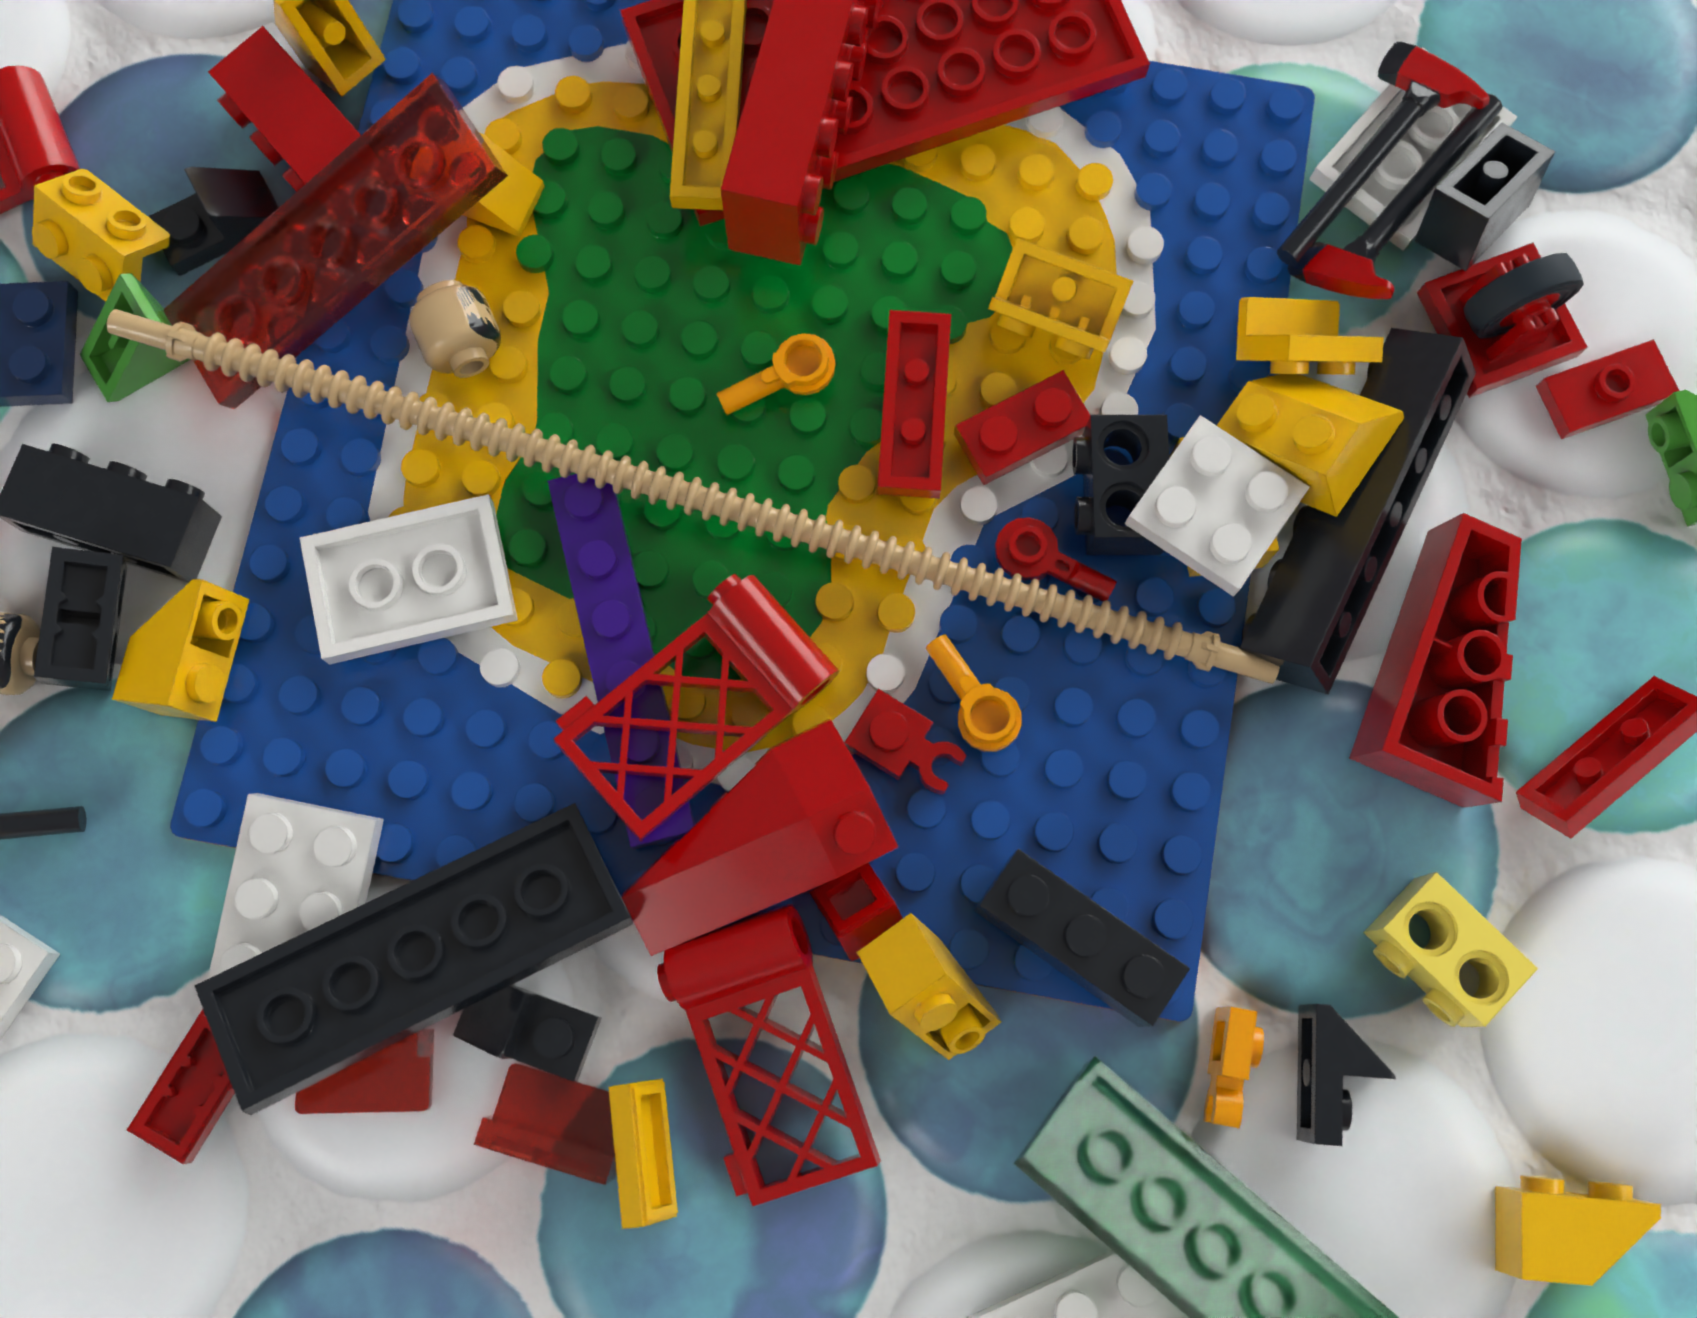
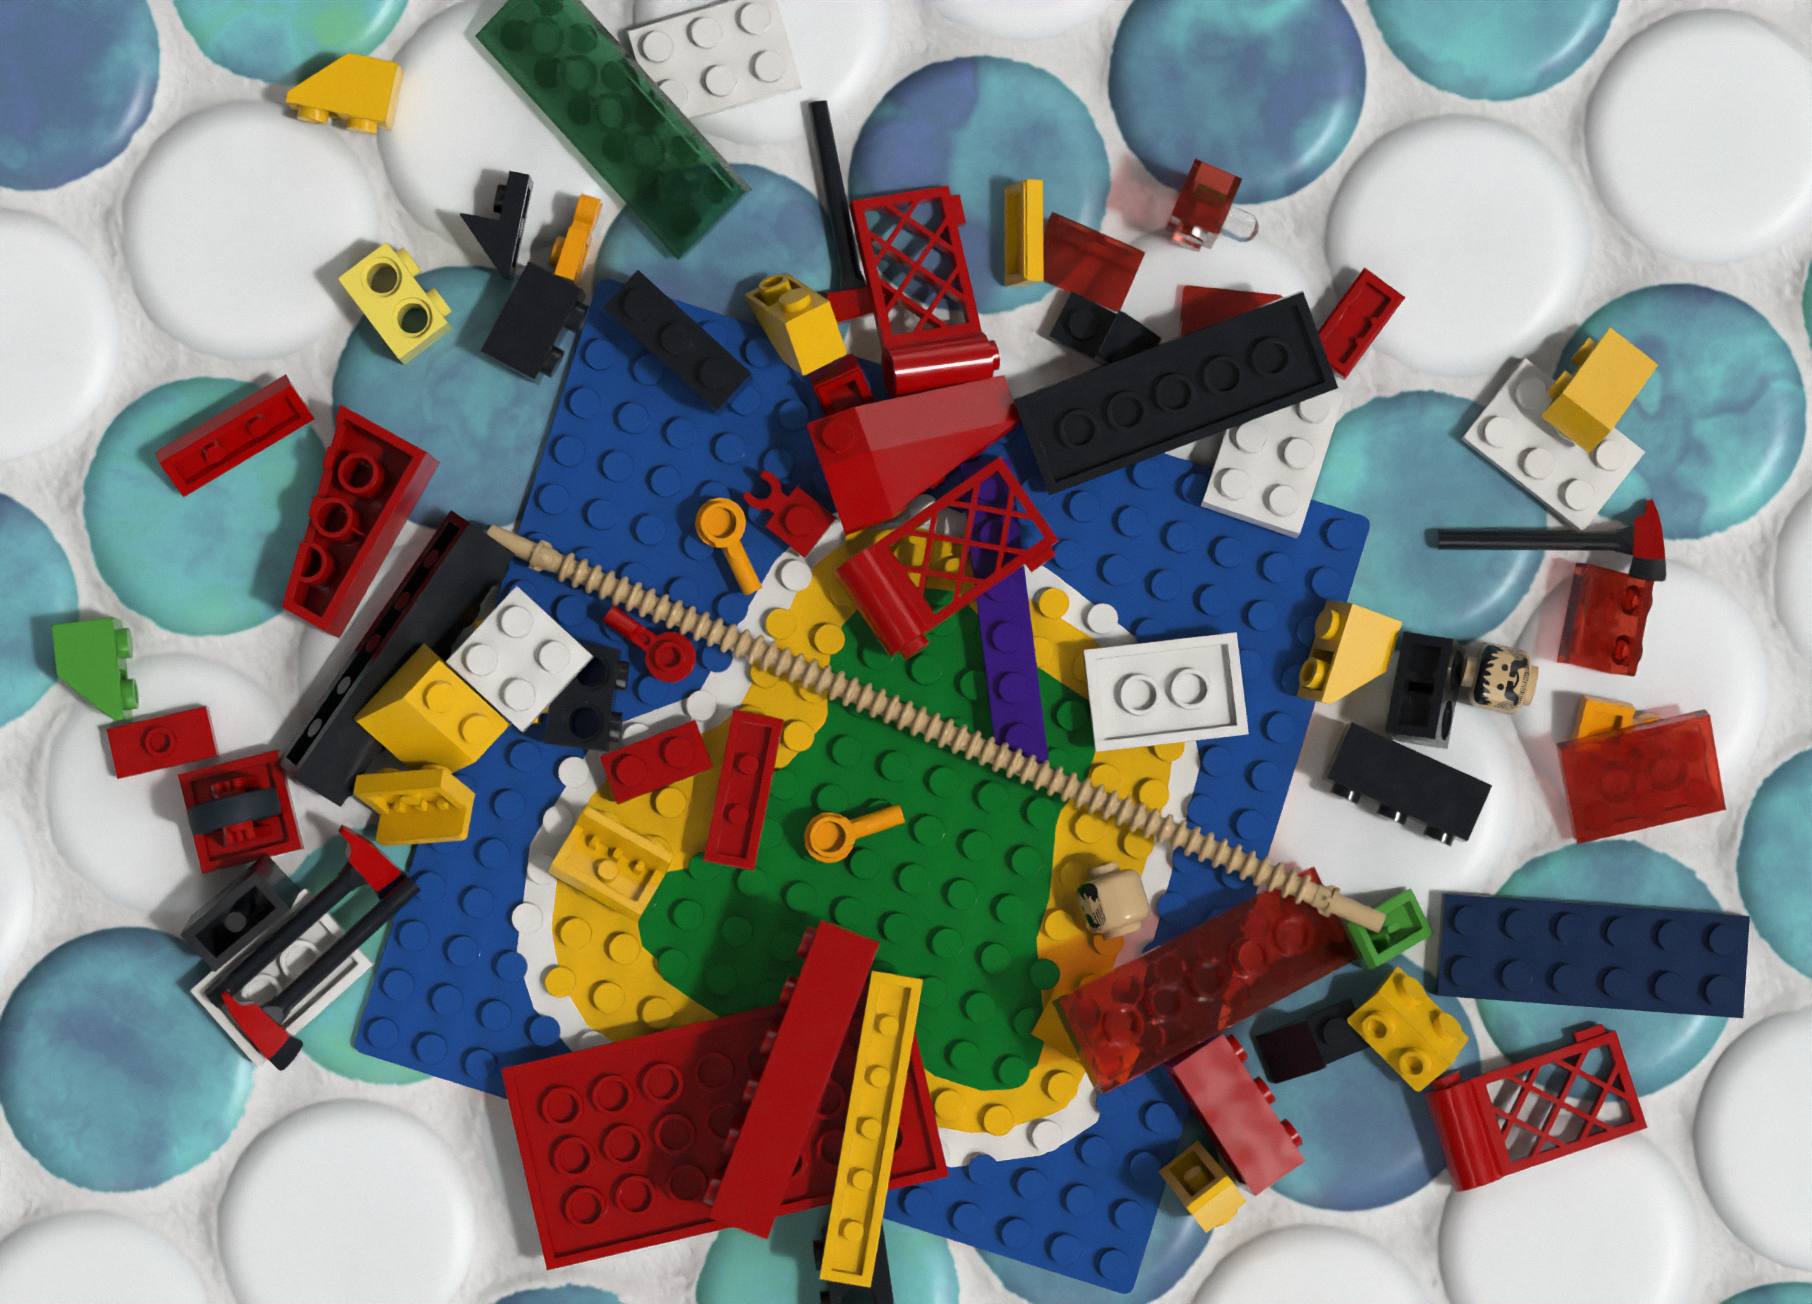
camera: 175 degrees left, 10 degrees up
(391, 1218) = (1207, 210): none -> clear red piece
(859, 1037) = (853, 298): none -> black piece
(1265, 945) = (535, 324): none -> black brick

